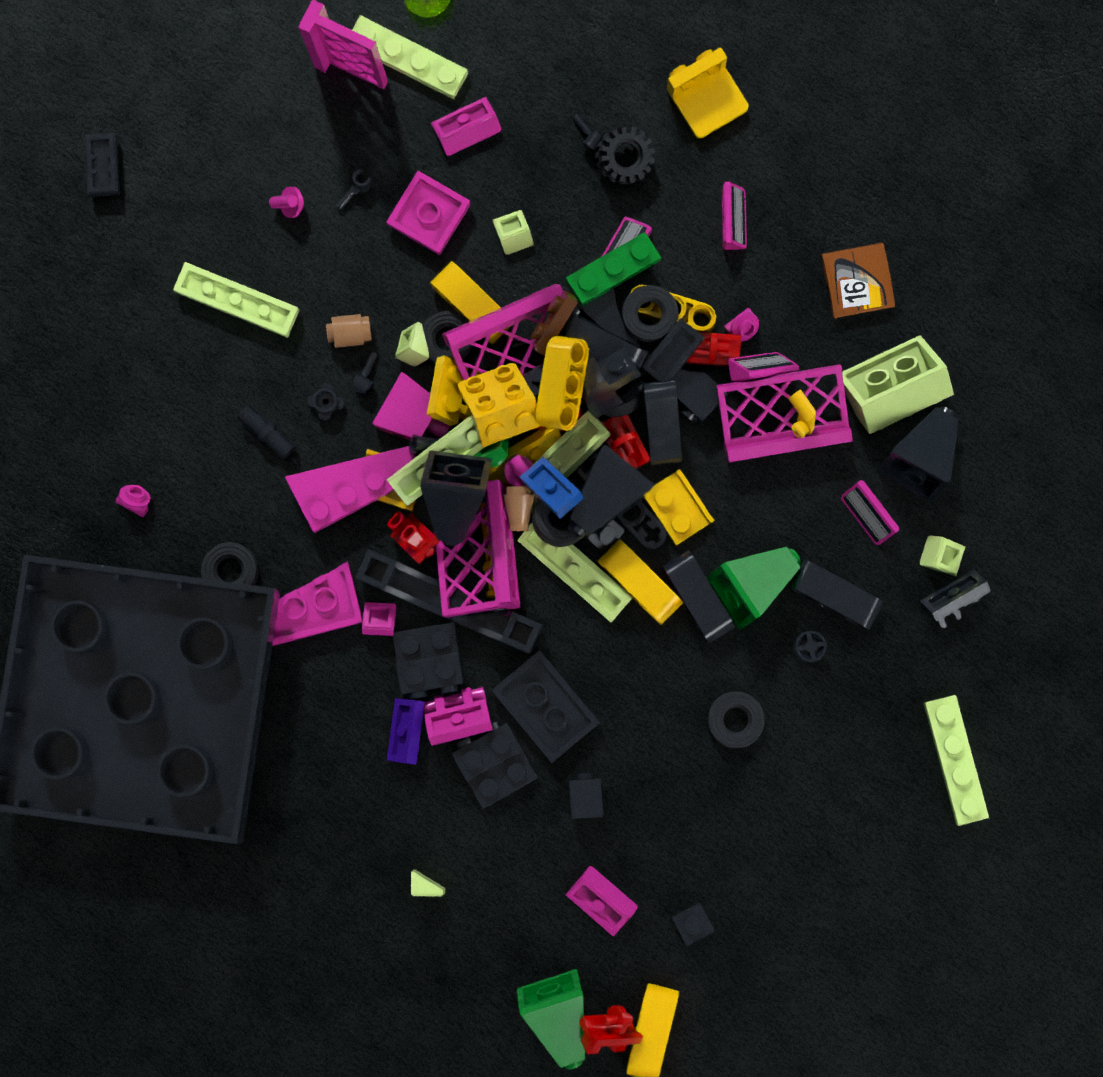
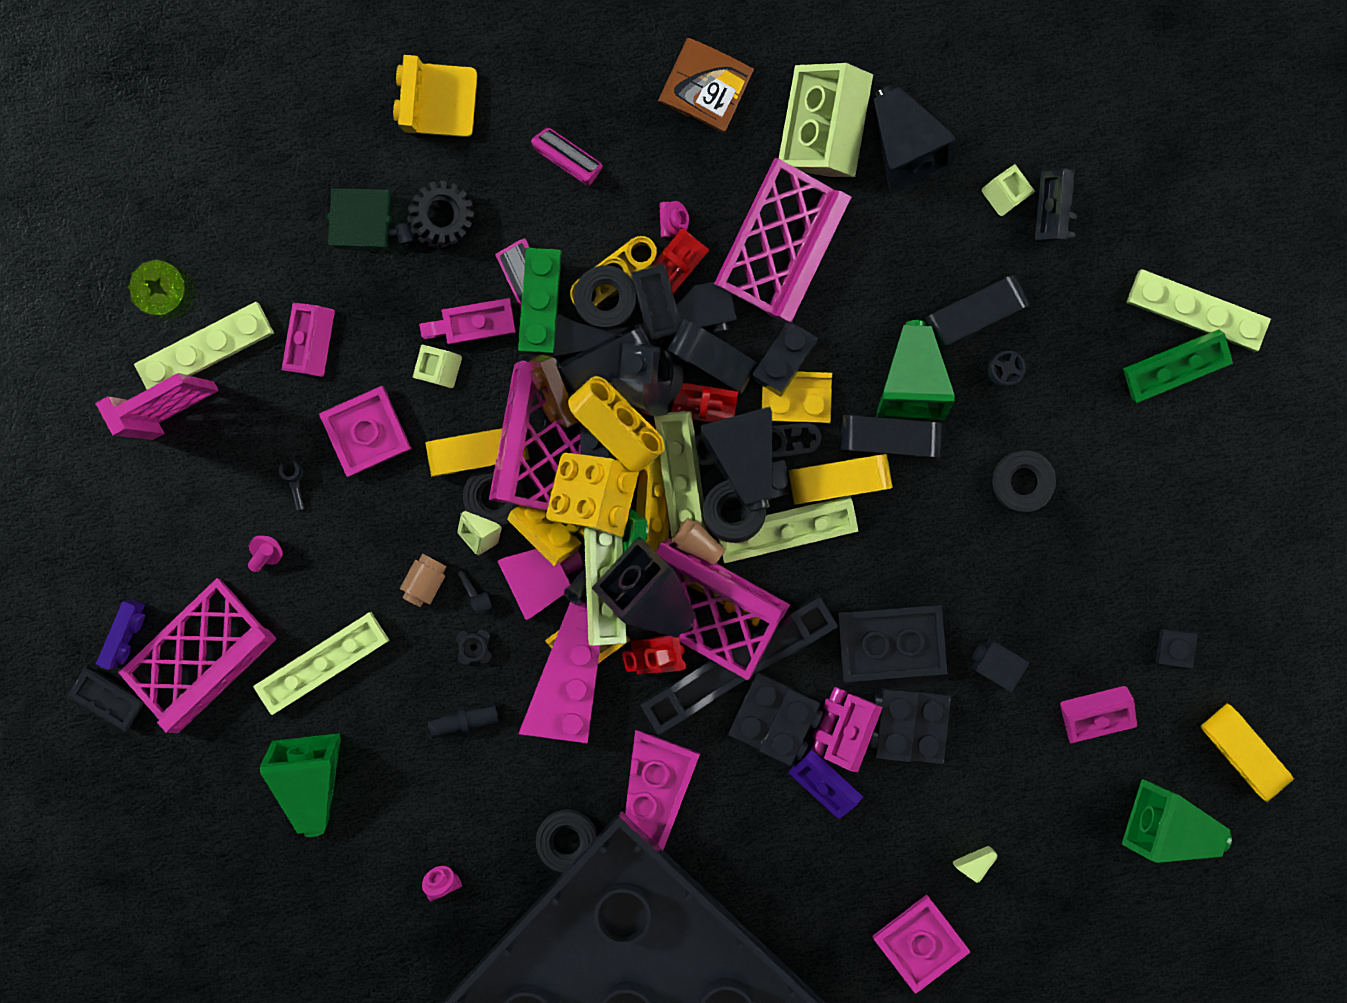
camera: 65 degrees left, 5 degrees up
(141, 346) = (303, 779): none -> green slope
(145, 144) = (116, 647): none -> dark purple plate
(172, 232) = (209, 682): none -> dark pink fence
(336, 888) = (921, 944): none -> dark pink plate
(379, 618) = (706, 737): dark pink tile -> none
(515, 468) = (665, 518): dark pink plate -> none
(551, 487) = (704, 501): blue plate -> none
(563, 234) = (472, 322): none -> dark pink plate
(581, 100) = (359, 217): none -> clear green piece
(609, 1030) = (1223, 792): red hips -> none
(699, 477) = (784, 358): none -> black plate
(760, 366) = (724, 231): slope -> none
(806, 415) = (799, 222): yellow arm -> none
(869, 512) = (924, 228): slope -> none
(903, 772) = (1178, 365): none -> green plate

